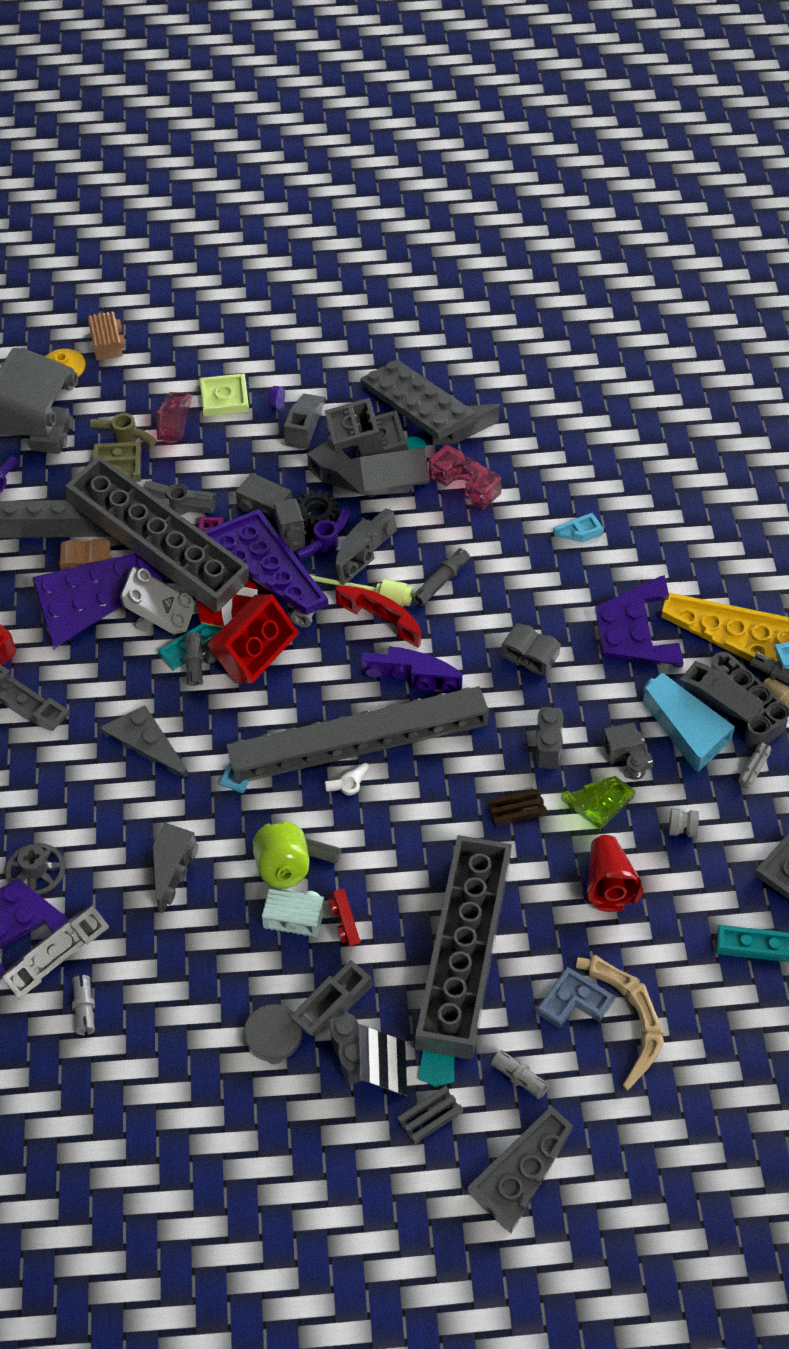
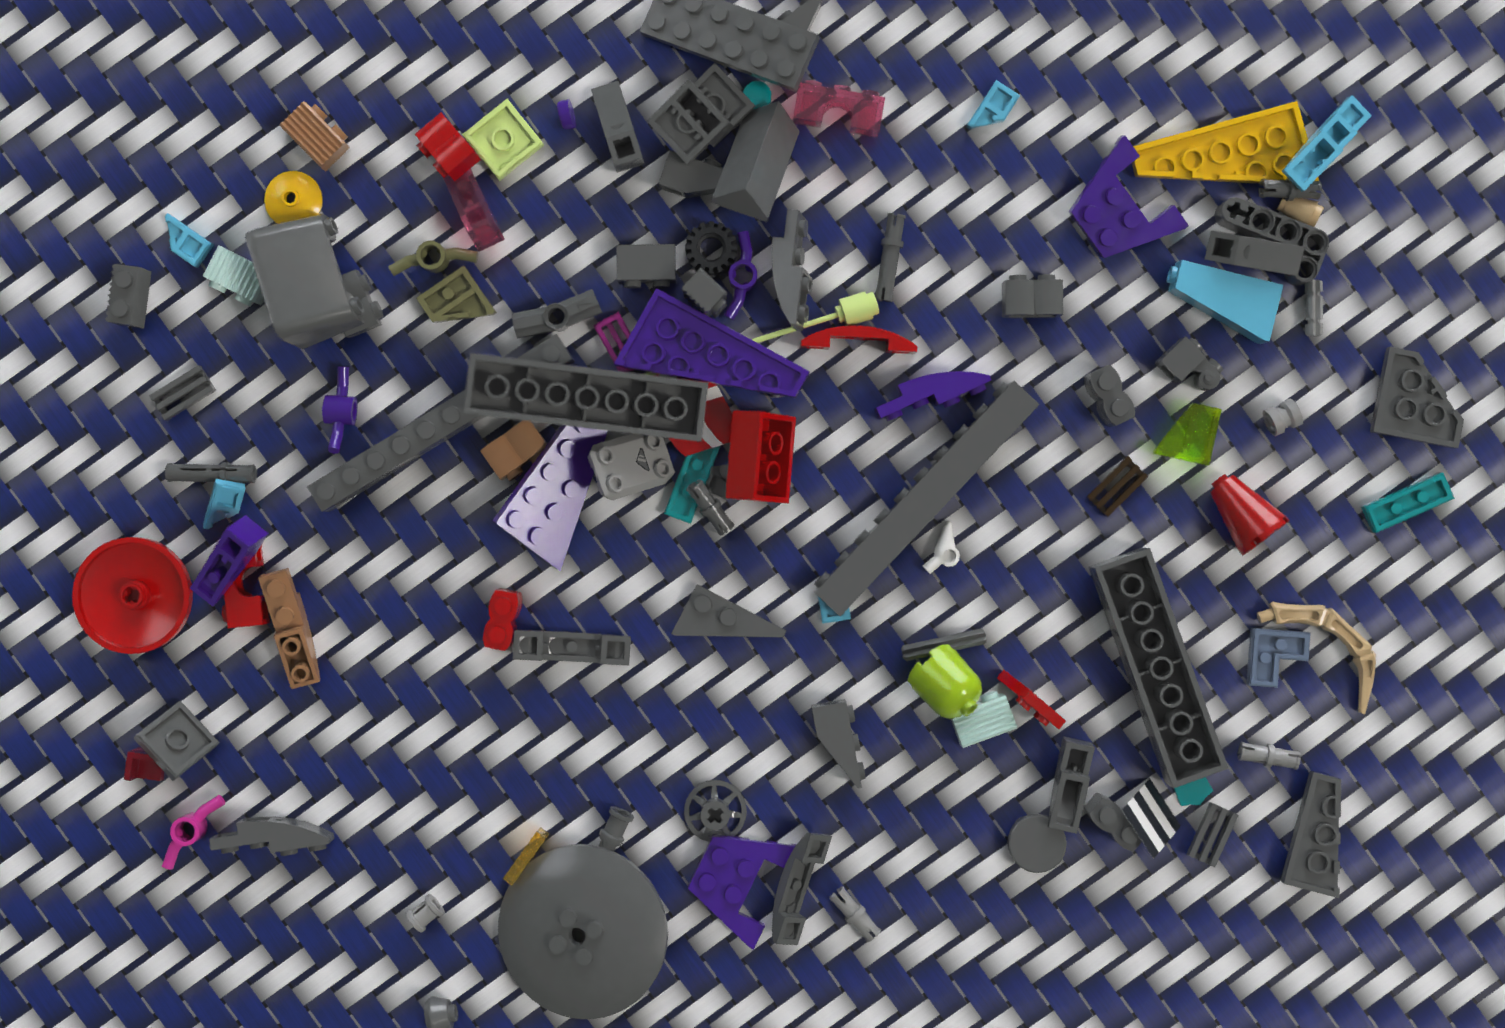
camera: 30 degrees left, 35 degrees up
(182, 376) = (447, 146): none -> red brick

